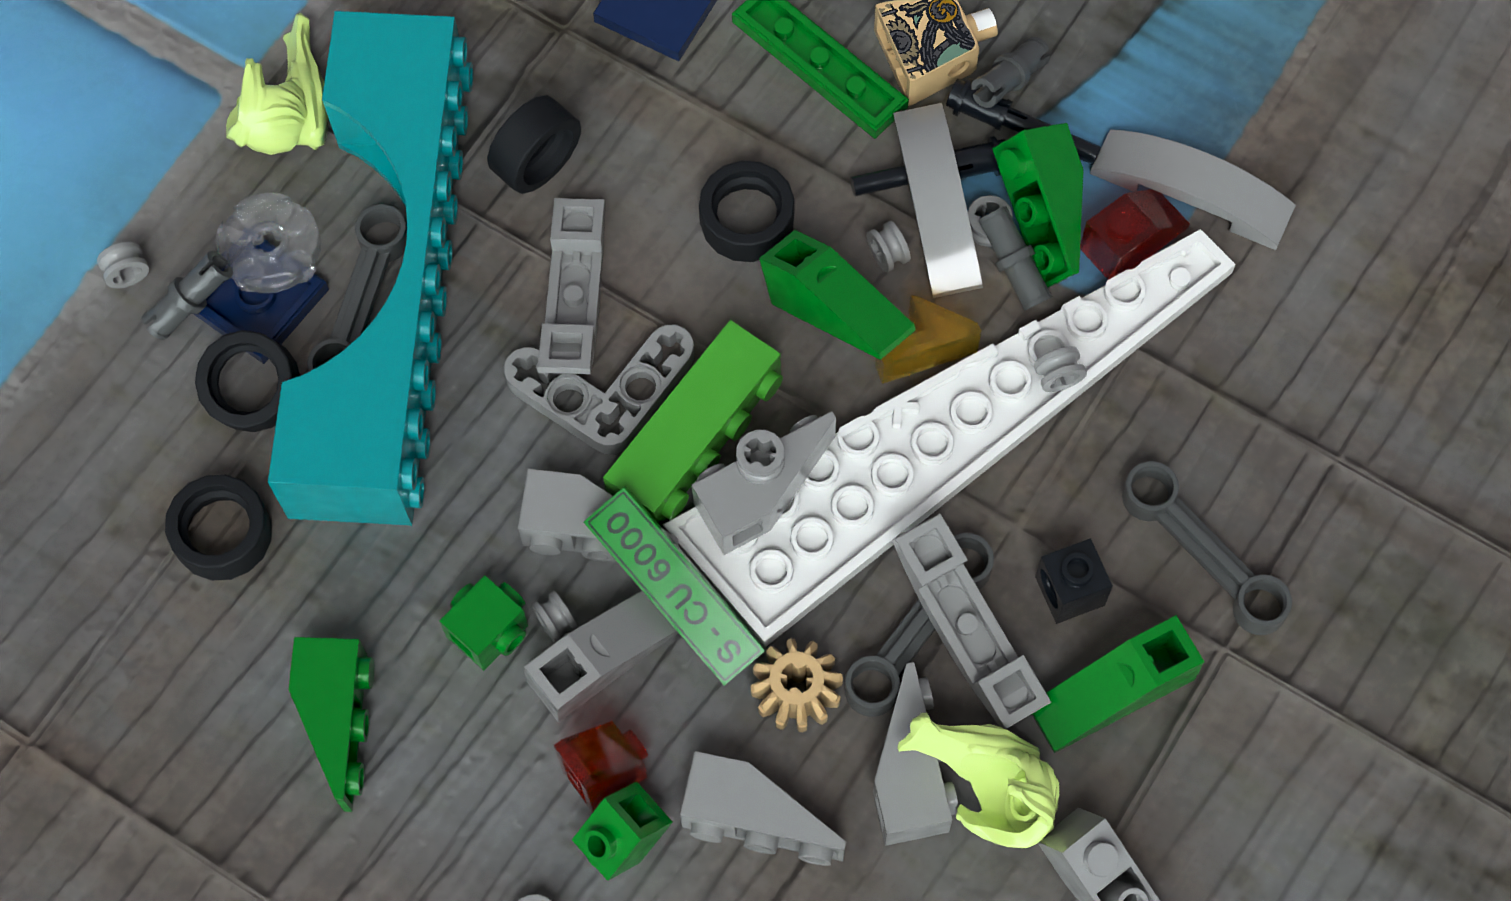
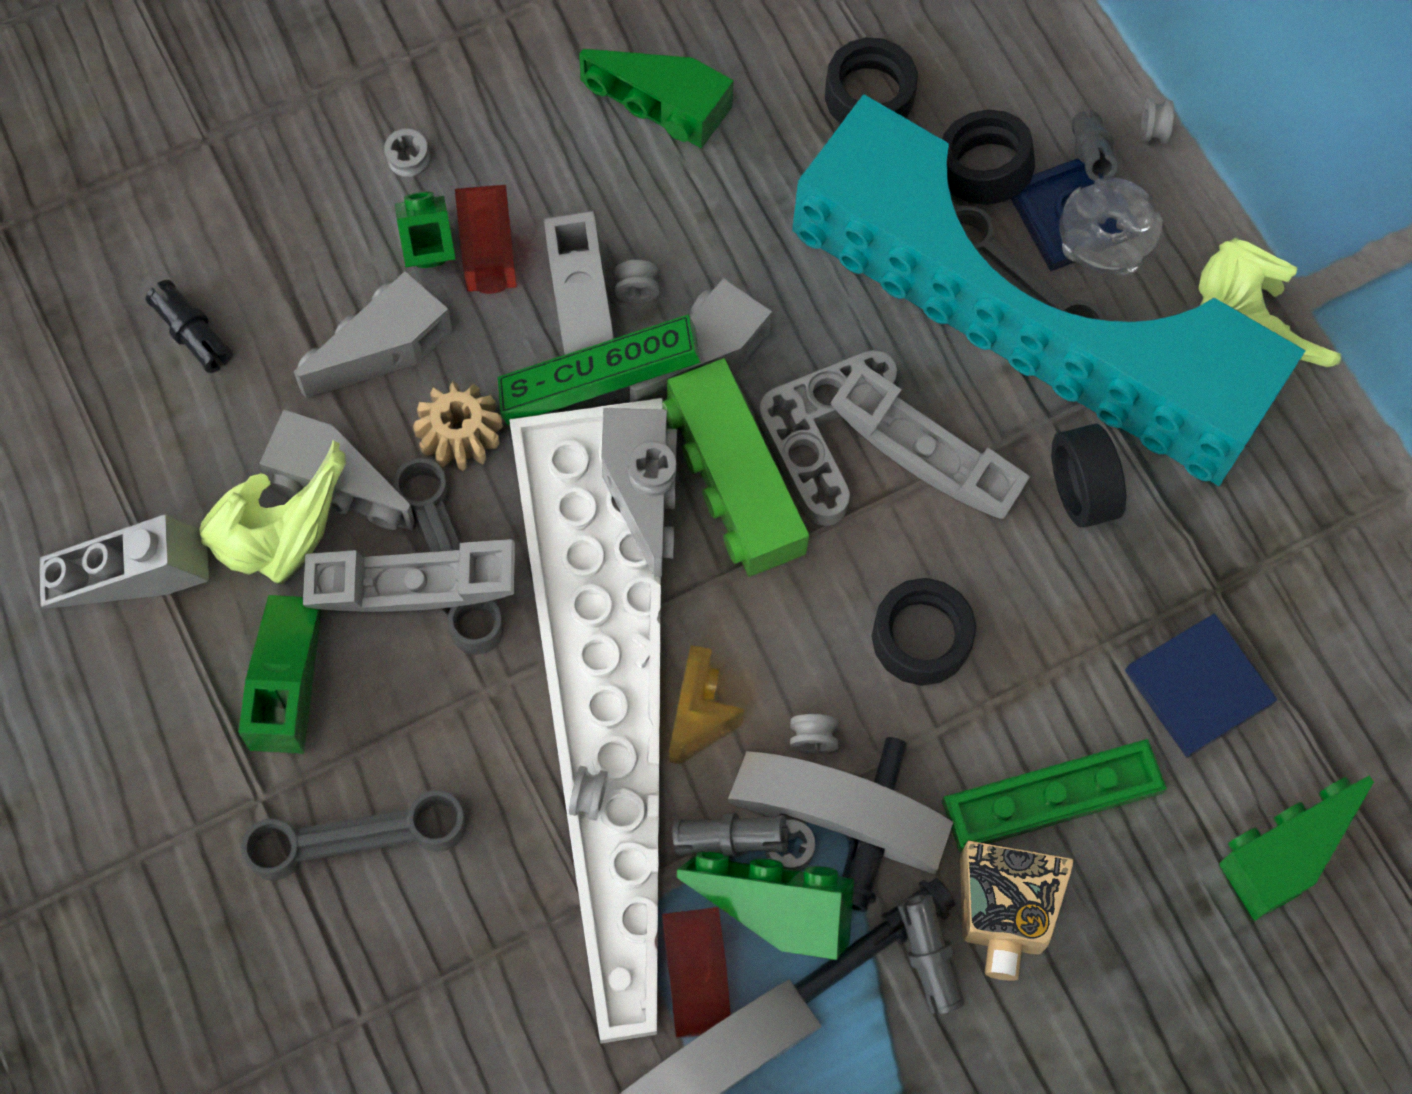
camera: 115 degrees right, 0 degrees up
(485, 621) = (665, 228): green brick -> none
(831, 295) = (779, 637): green slope -> none
(1073, 581) = (395, 692): black brick -> none

